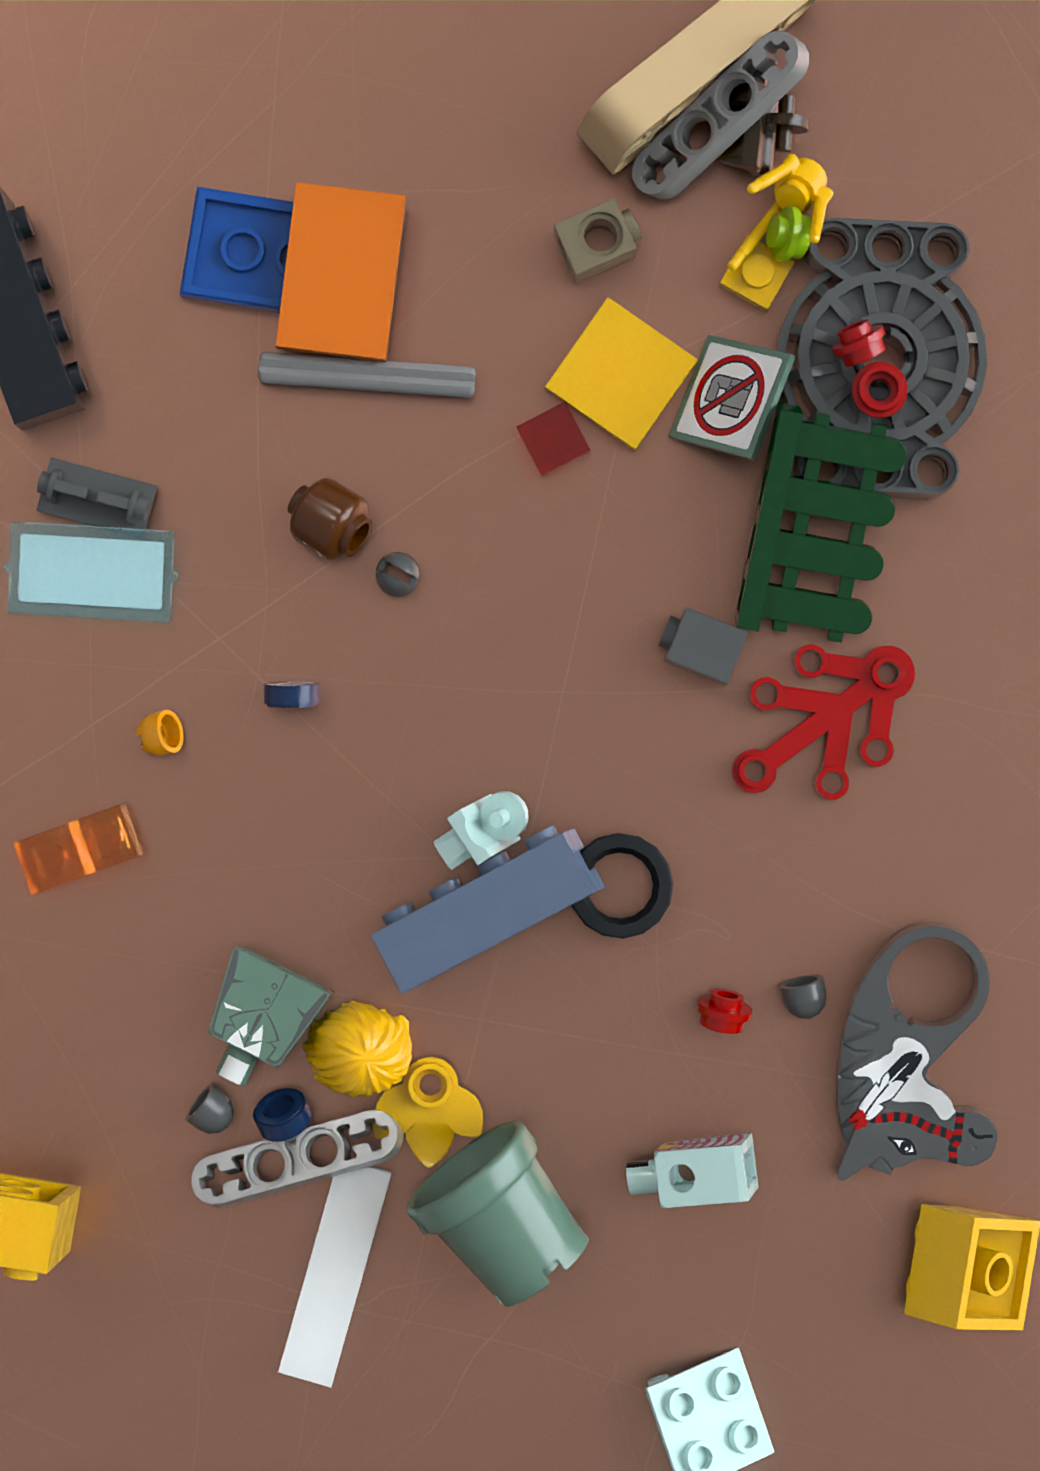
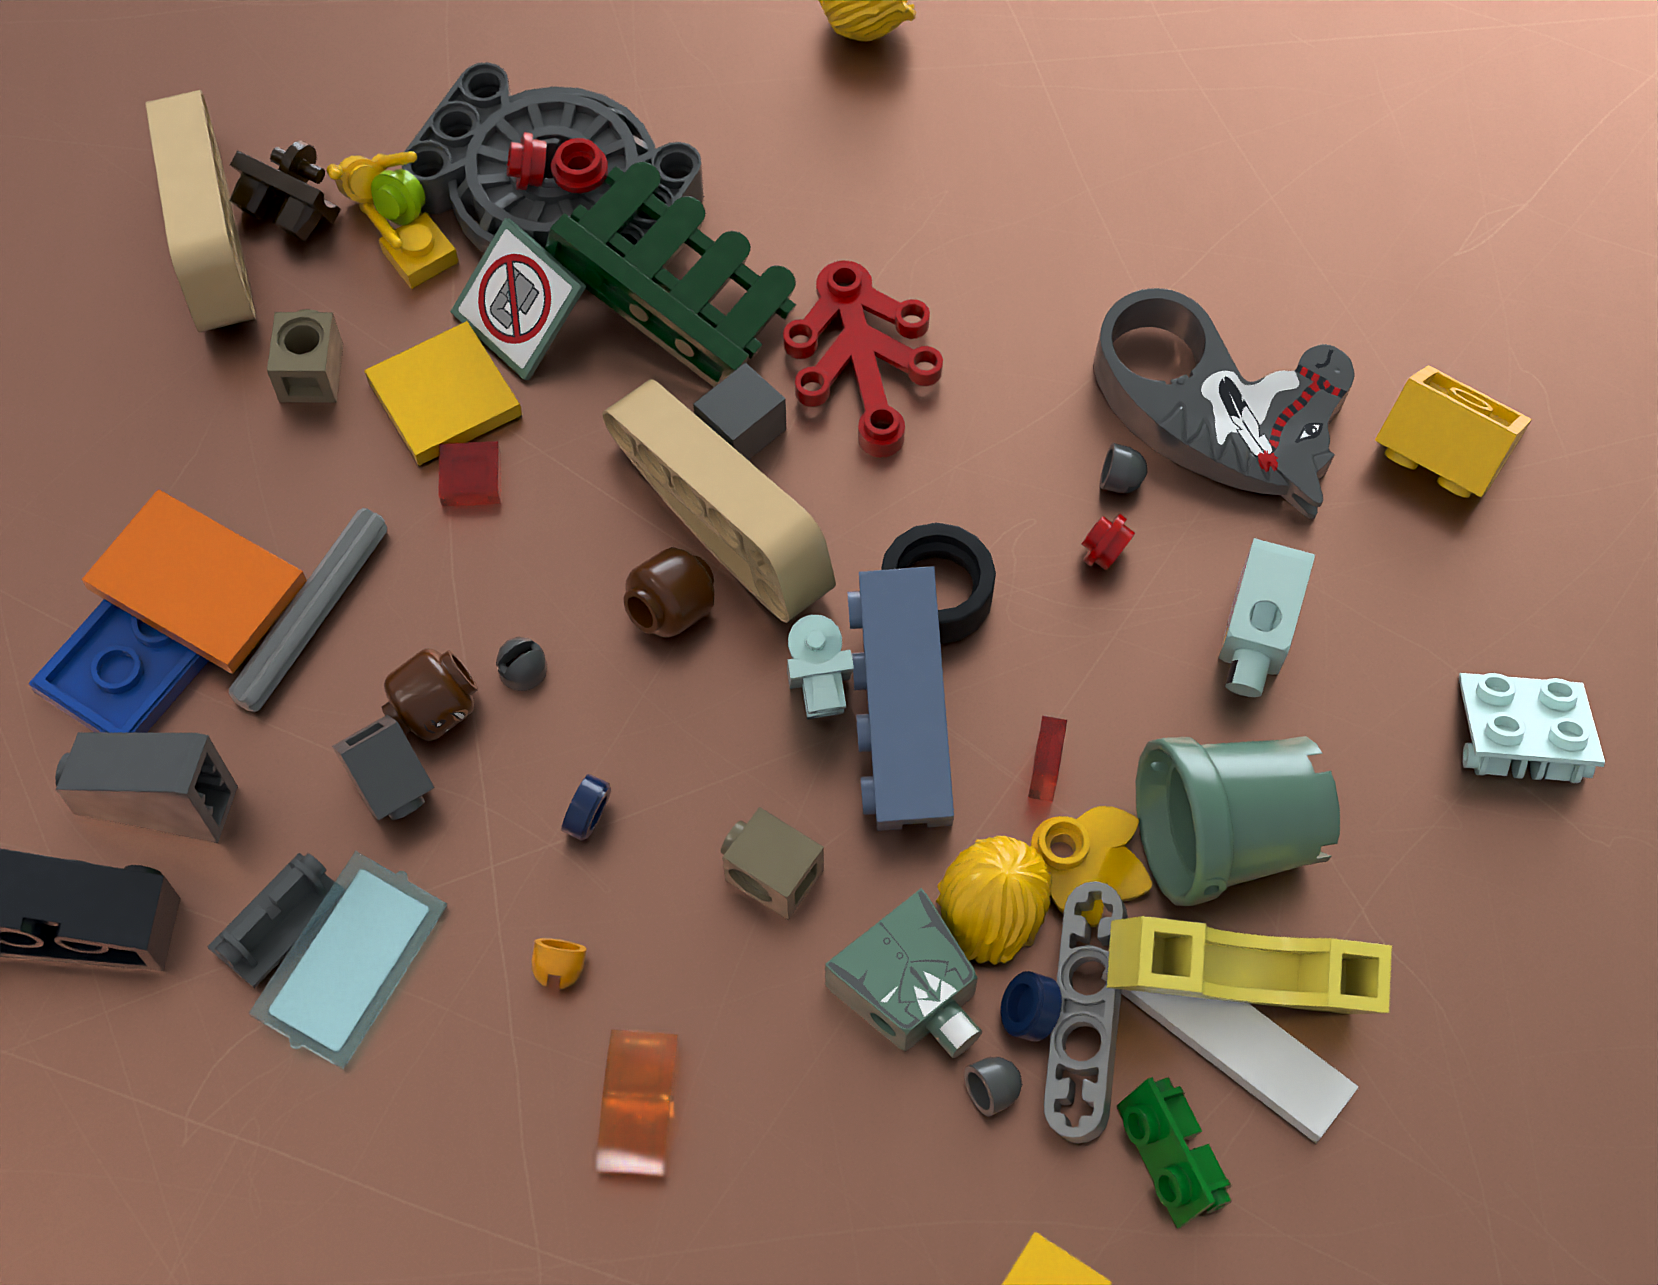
camera: 65 degrees left, 25 degrees down
(149, 337) = (148, 782): none -> dark grey slope
(201, 1283) = (1184, 1179): none -> green hinge
(246, 519) = (384, 769): none -> dark grey brick
(310, 862) = (772, 862): none -> dark tan brick
(396, 1318) = (1248, 968): none -> light yellow arch
(497, 1043) = (1047, 758): none -> clear red tile
(508, 668) = (669, 592): none -> reddish brown head
(611, 668) = (724, 500): none -> tan beam
(715, 108) = (264, 199): light grey beam -> none

